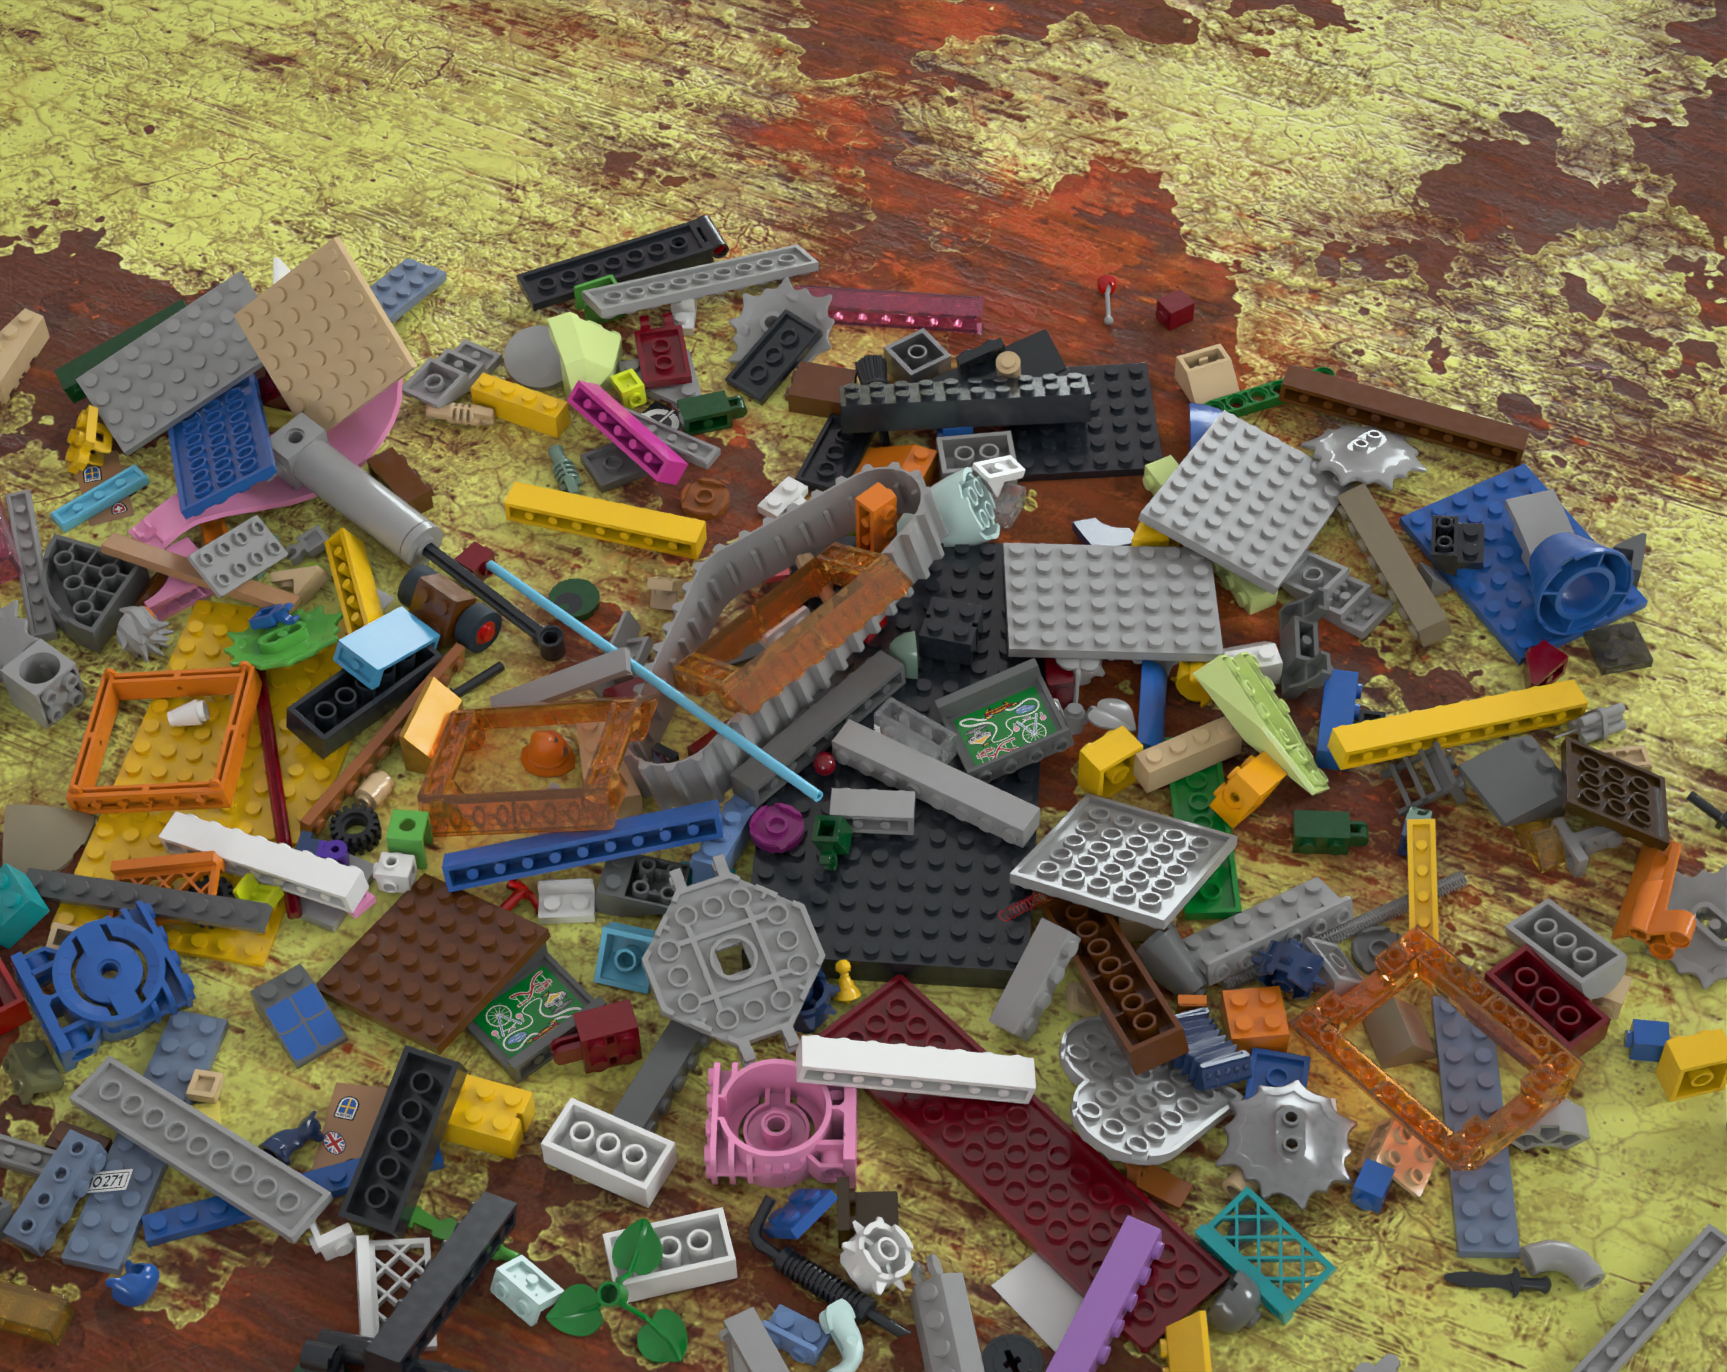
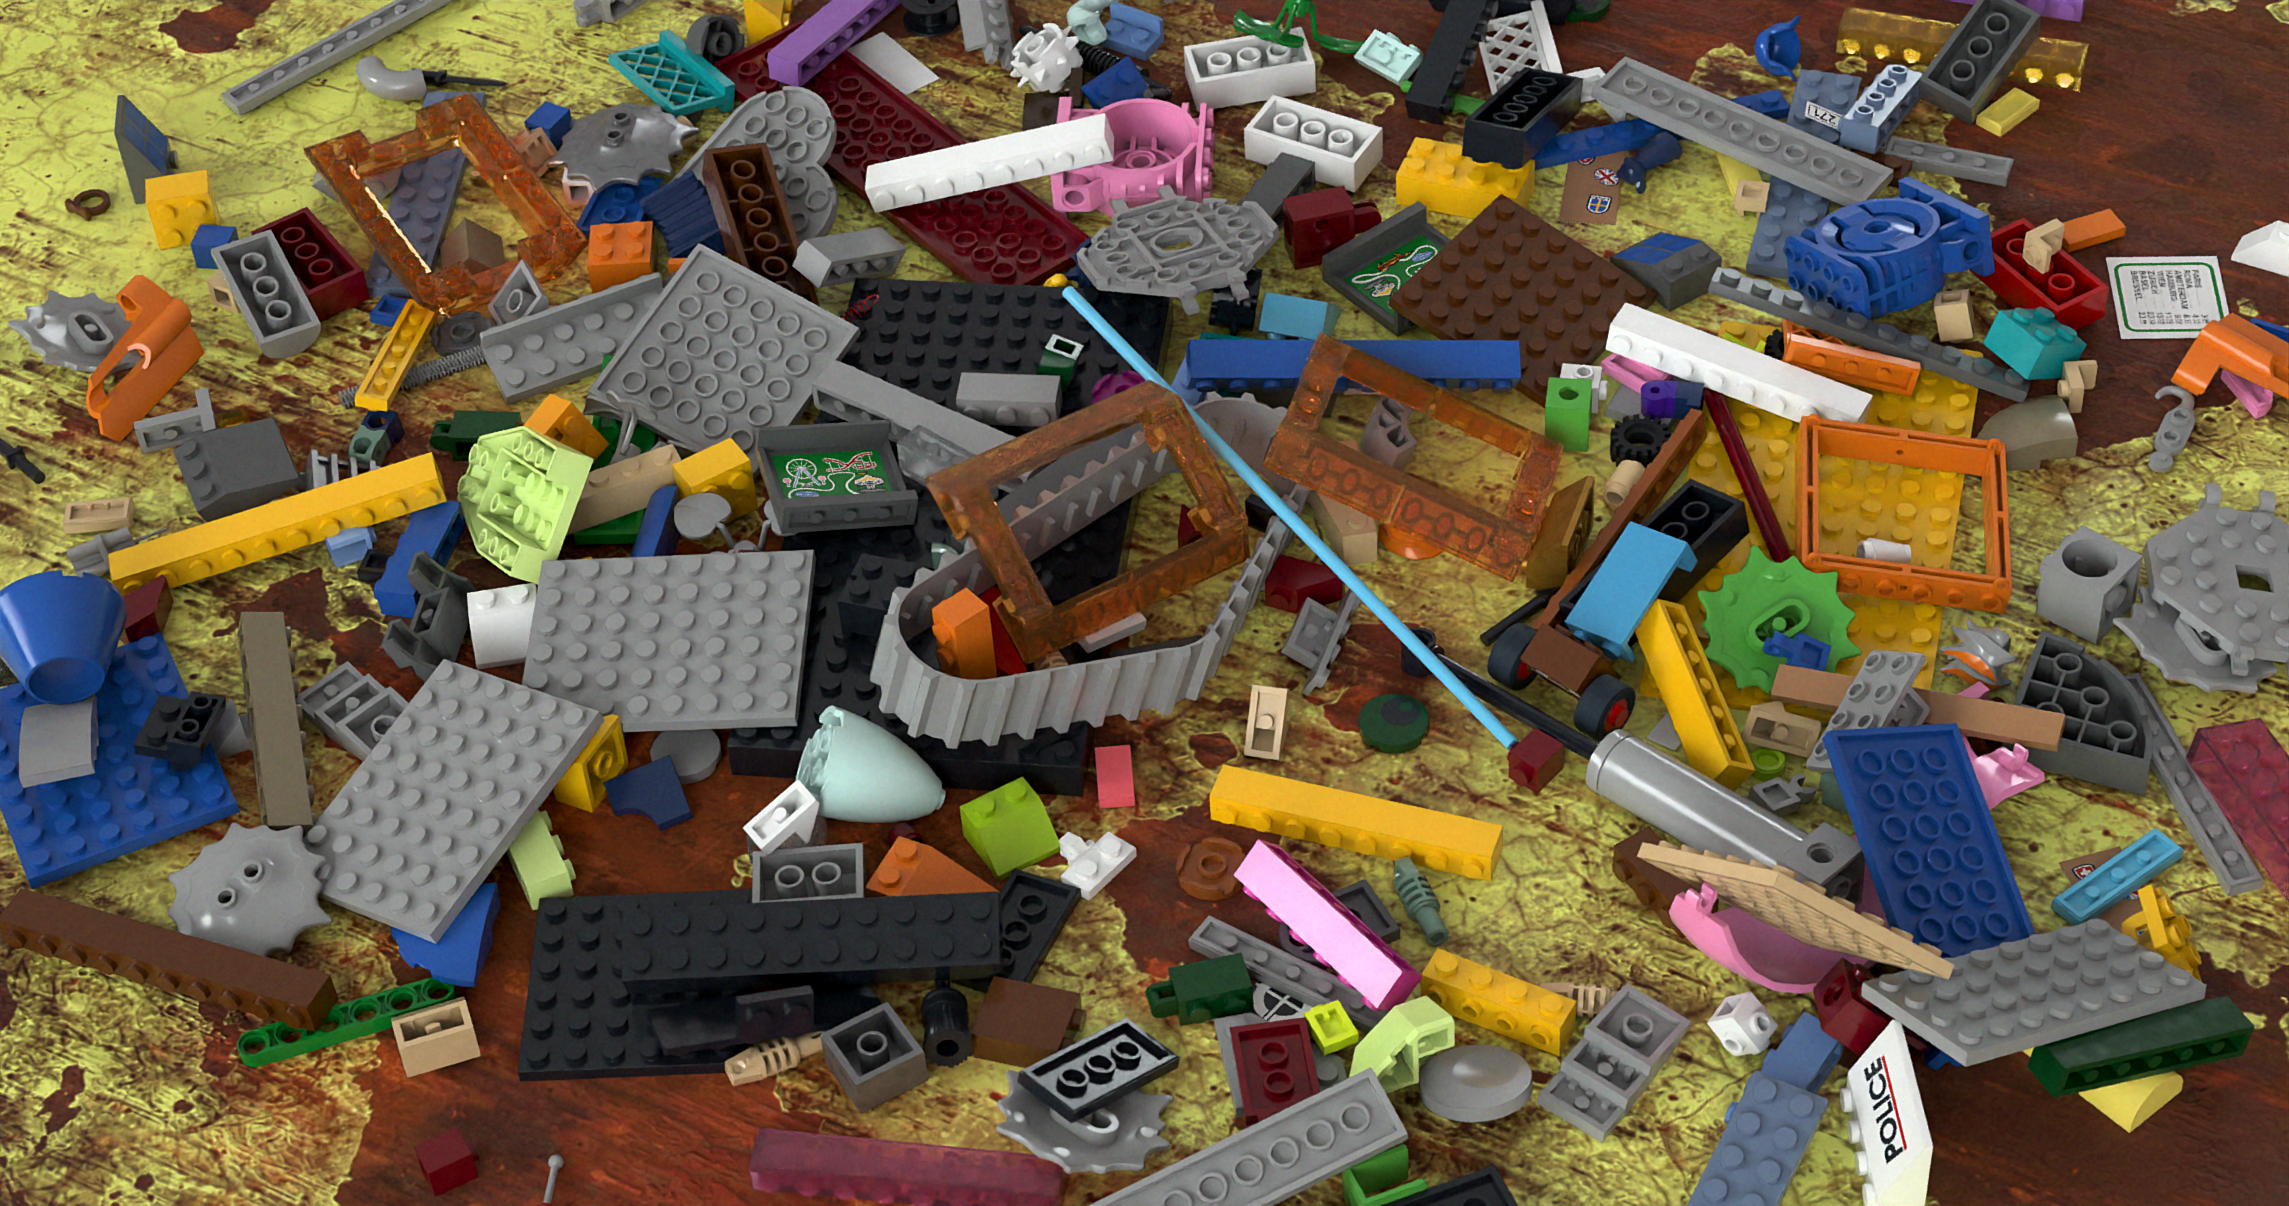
camera: 175 degrees left, 5 degrees down
(570, 680) = (1395, 550): light grey tile -> none
(1008, 365) = (733, 980): tan brick -> none
(1183, 754) = (615, 408): none -> light grey plant
(1290, 968) = (571, 269): dark blue brick -> none
(1614, 794) = (133, 441): dark brown plate -> none

